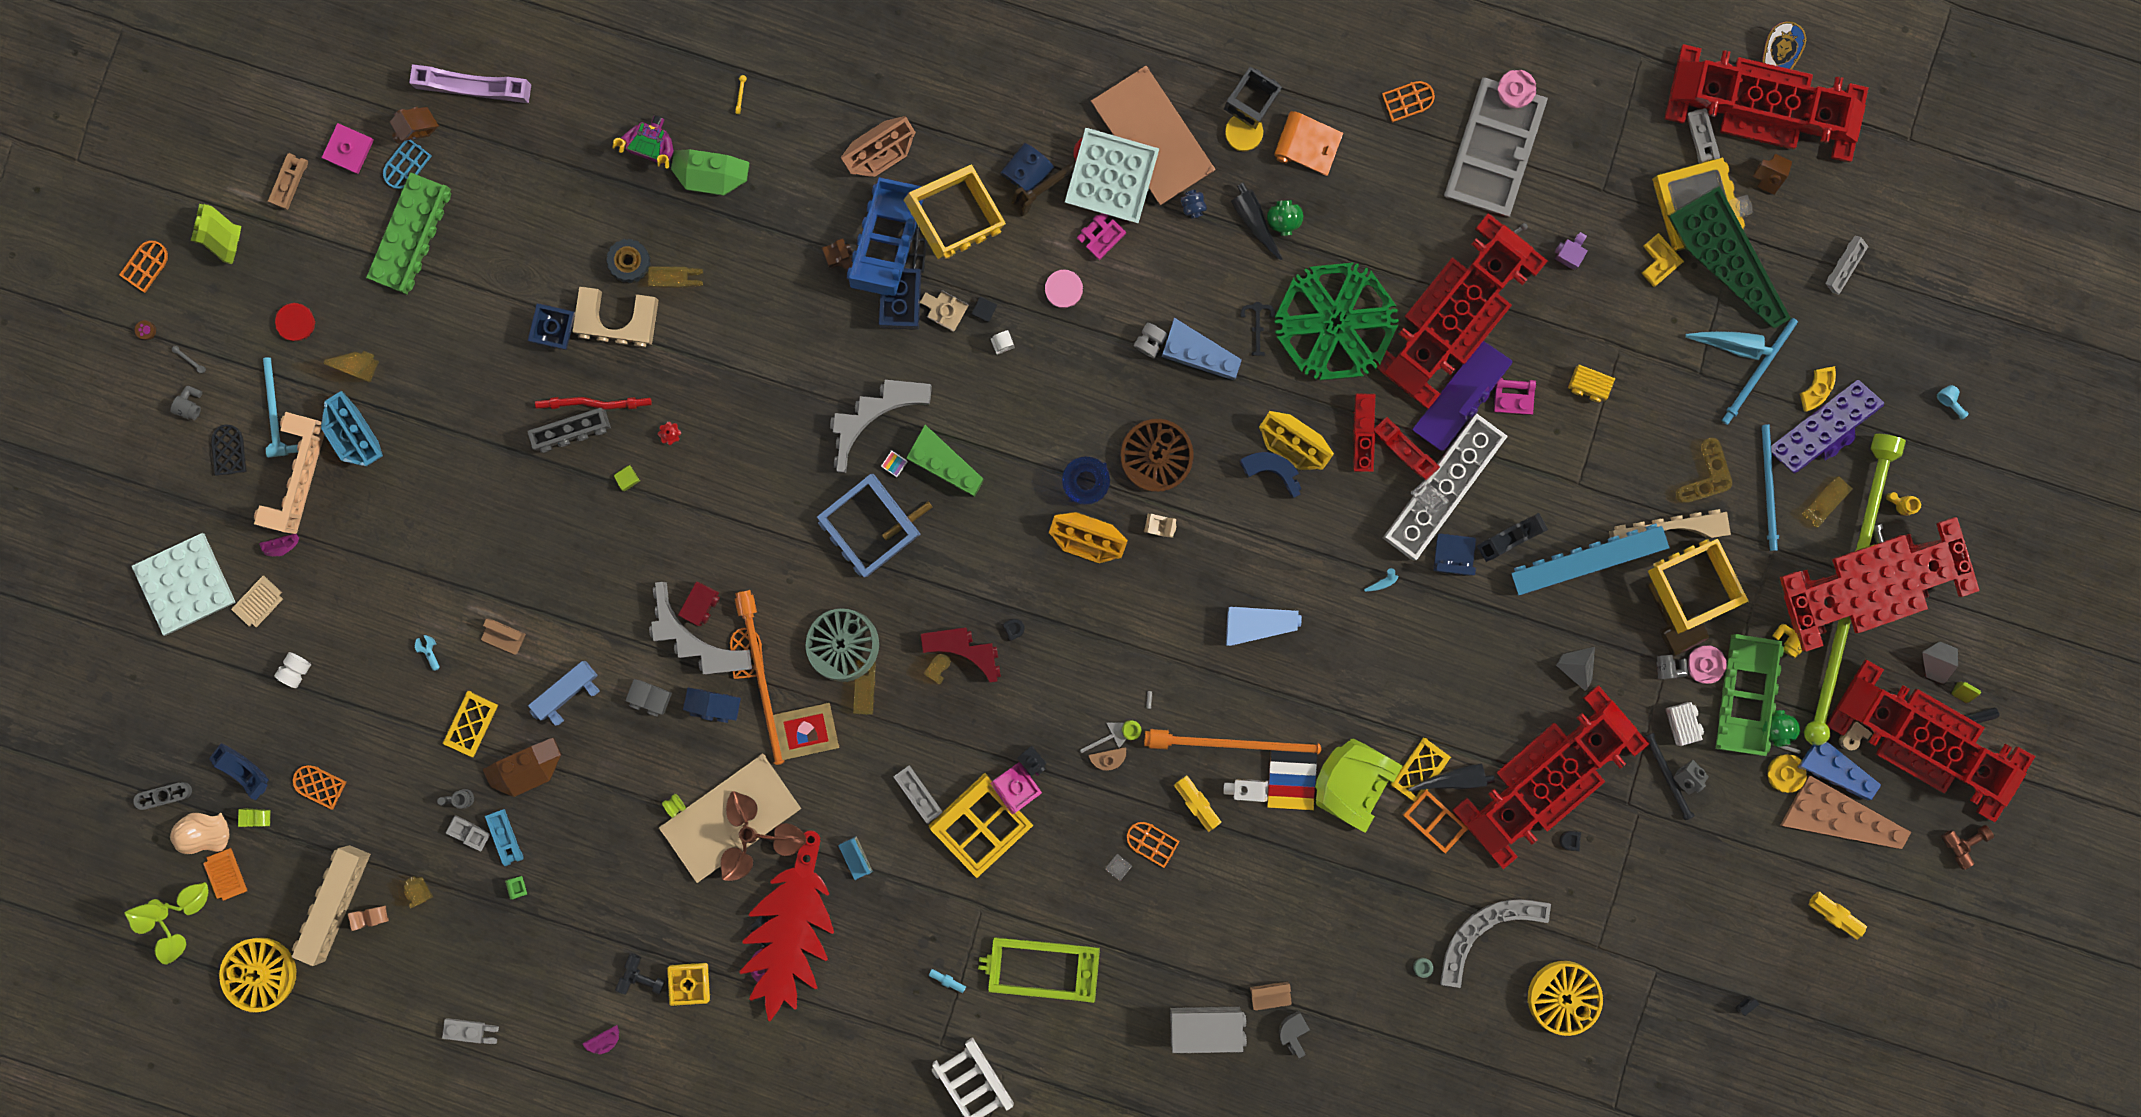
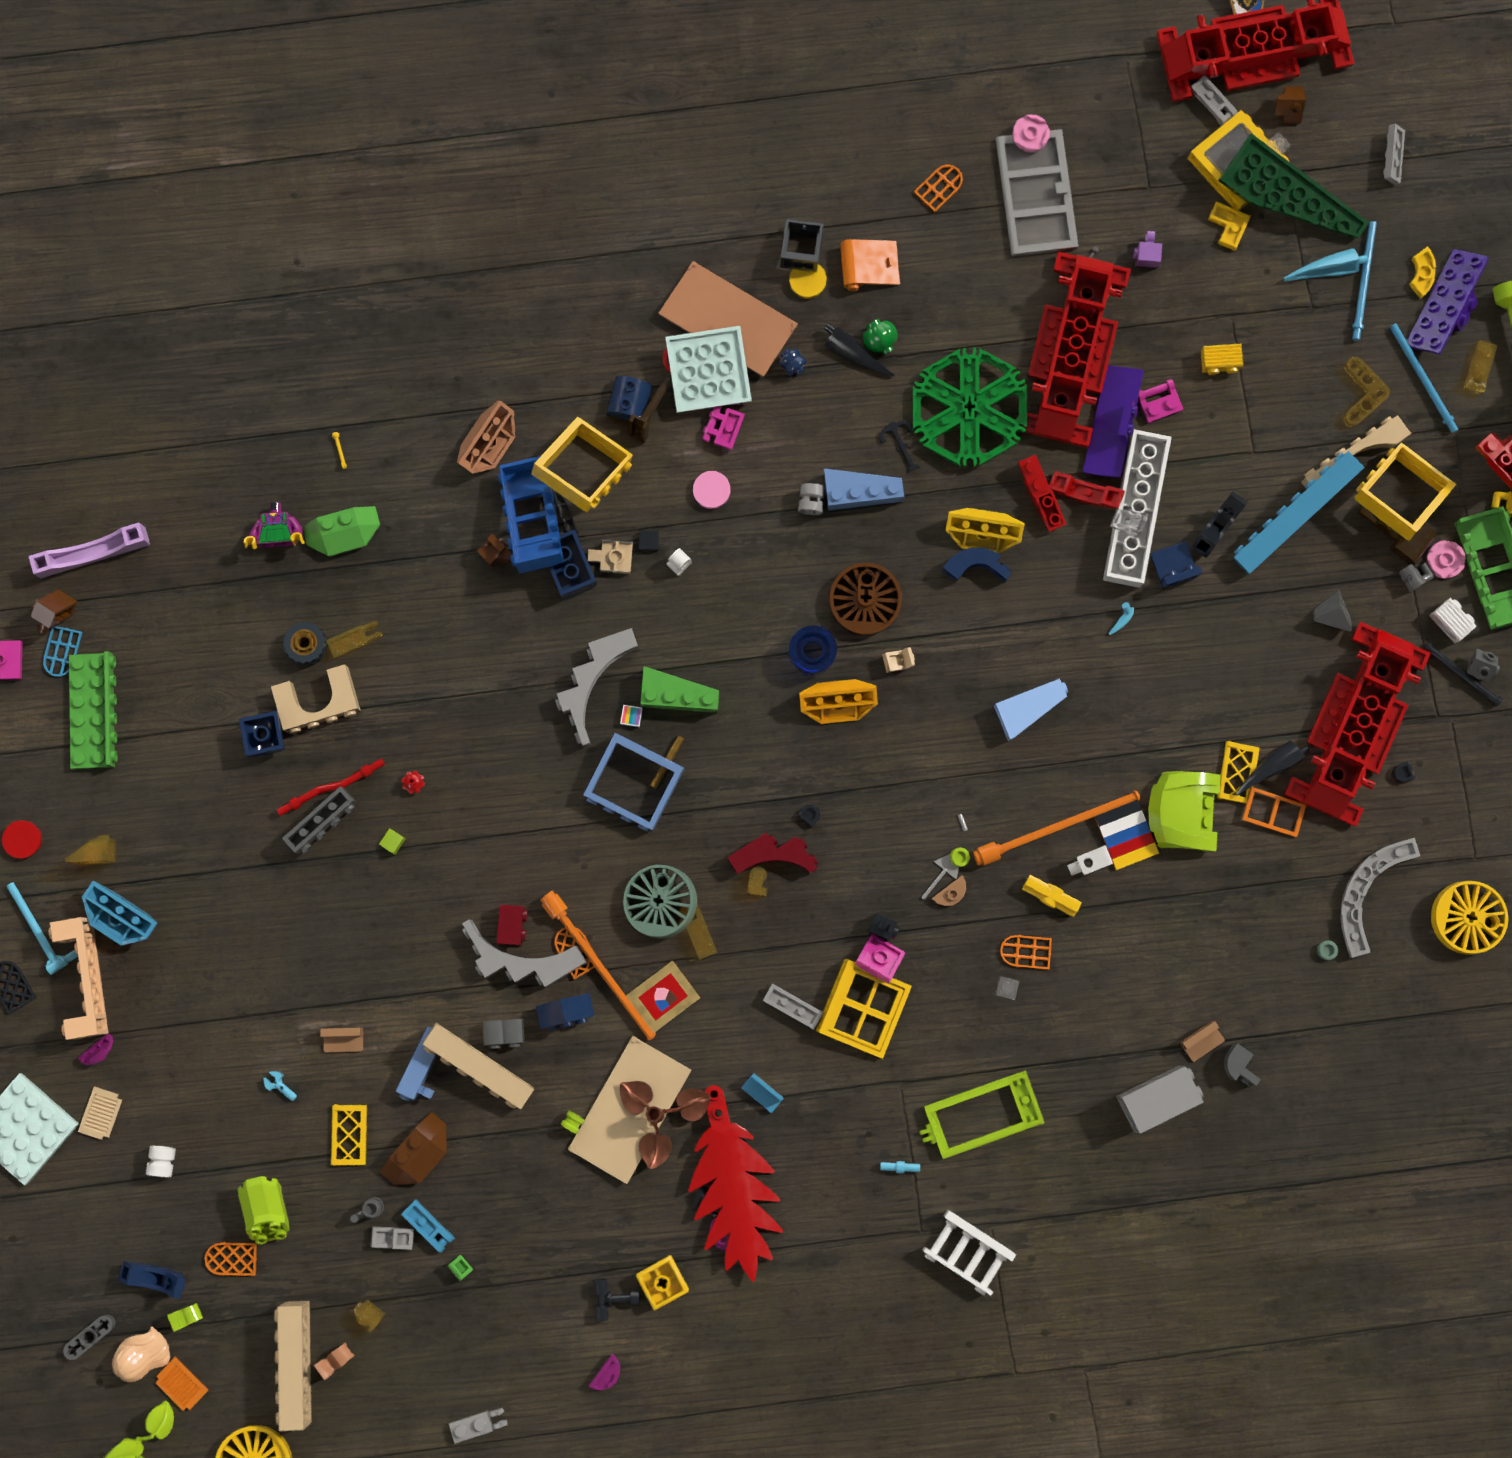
camera: 20 degrees left, 5 degrees down
(364, 756) = (263, 1210): none -> lime brick
(611, 717) = (477, 1065): none -> tan brick

